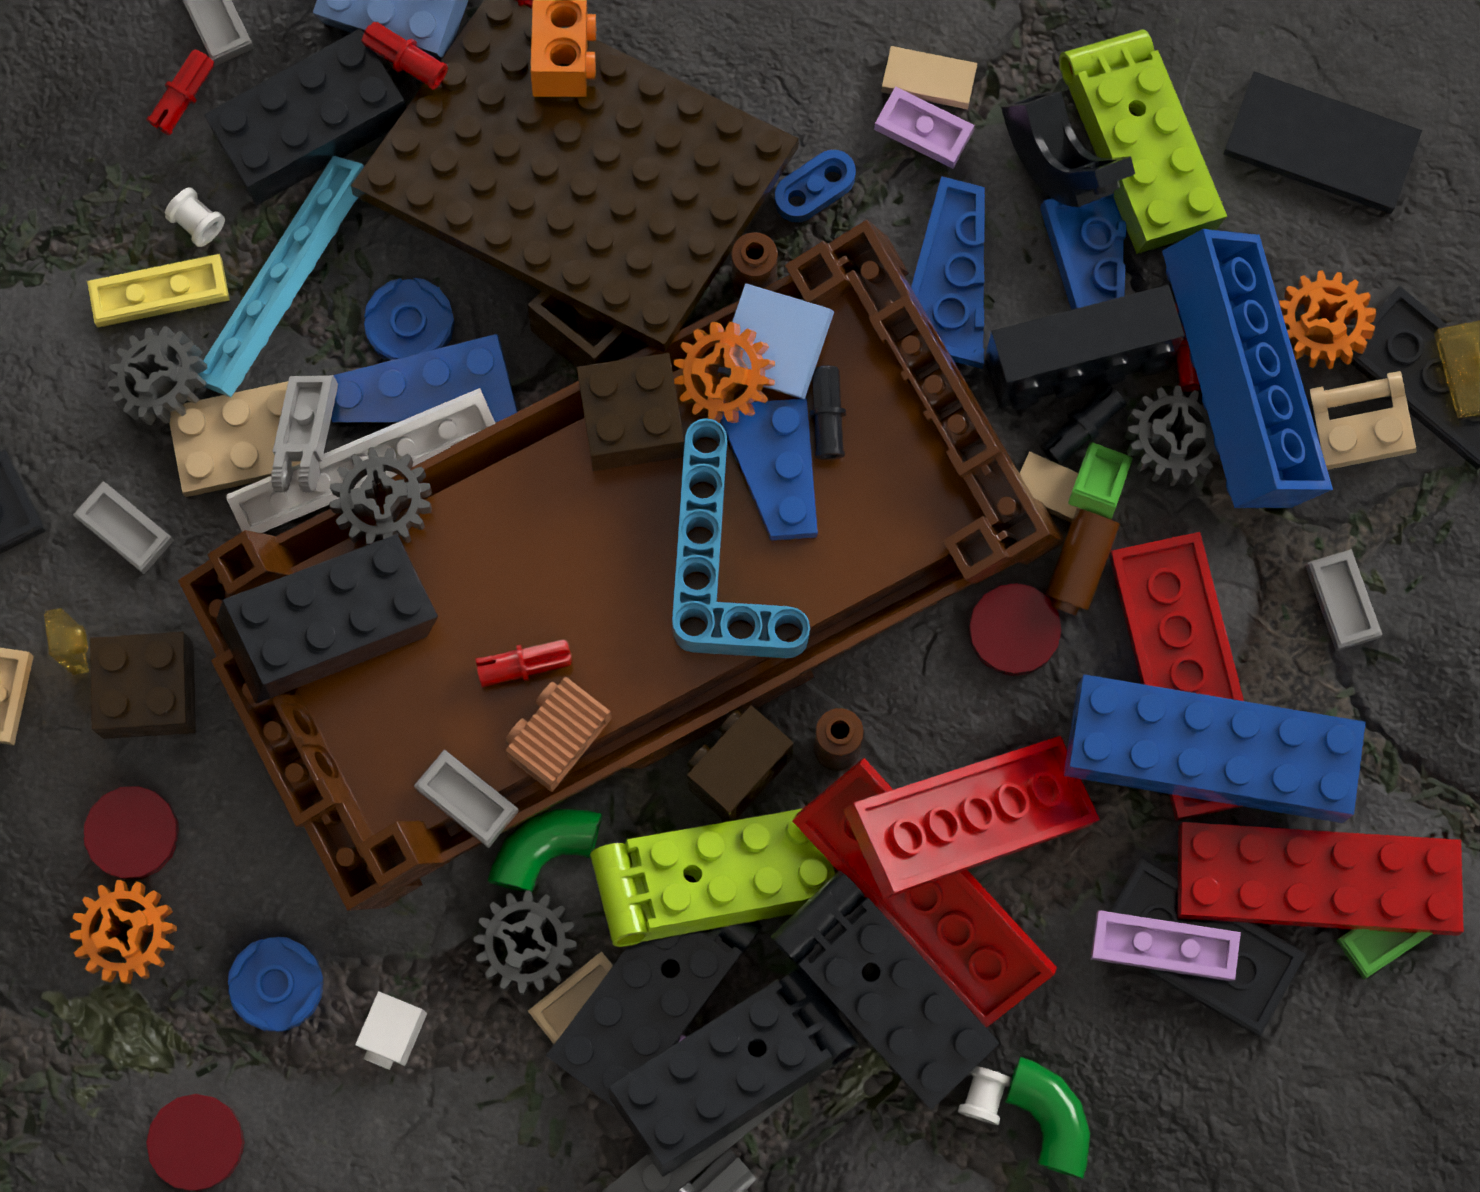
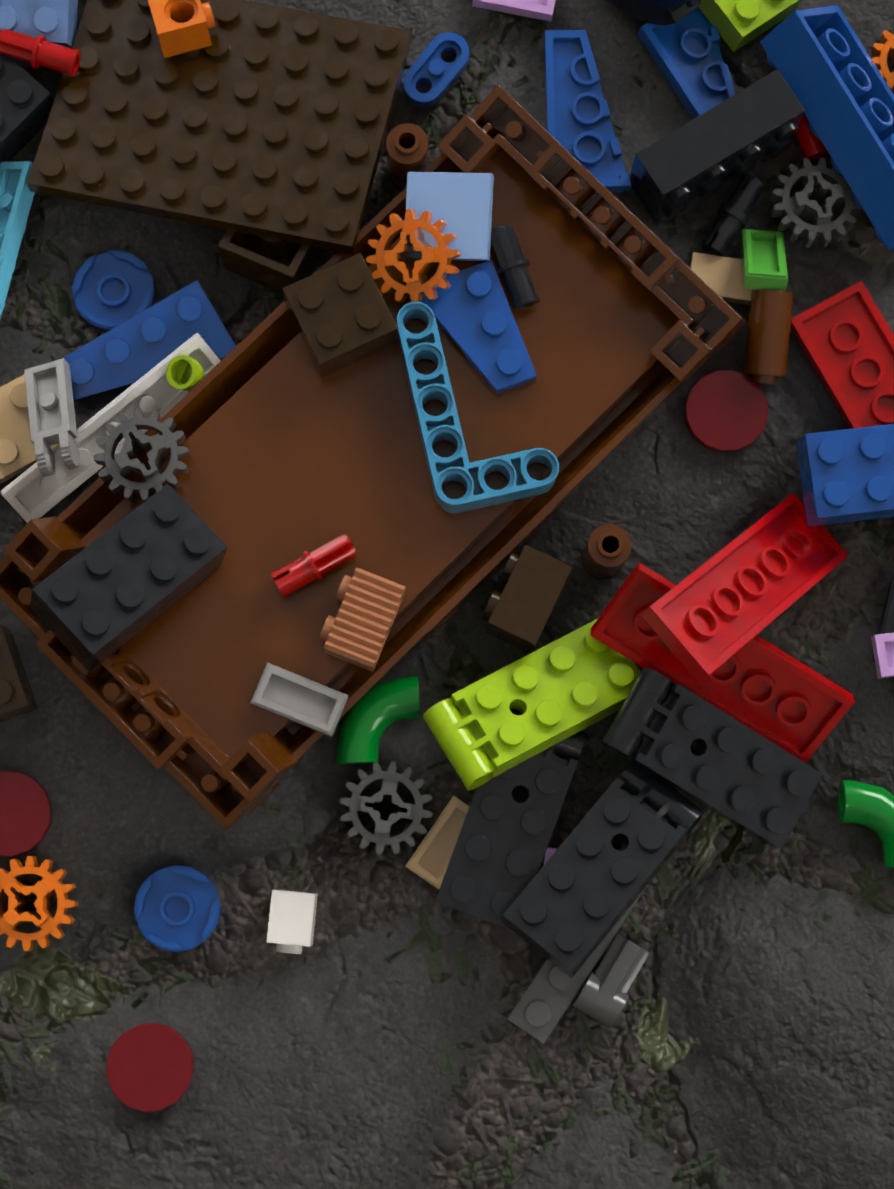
camera: 20 degrees left, 5 degrees up
(452, 425) = (182, 370): none -> lime hinge
(985, 1095) = (822, 822): white bush -> none

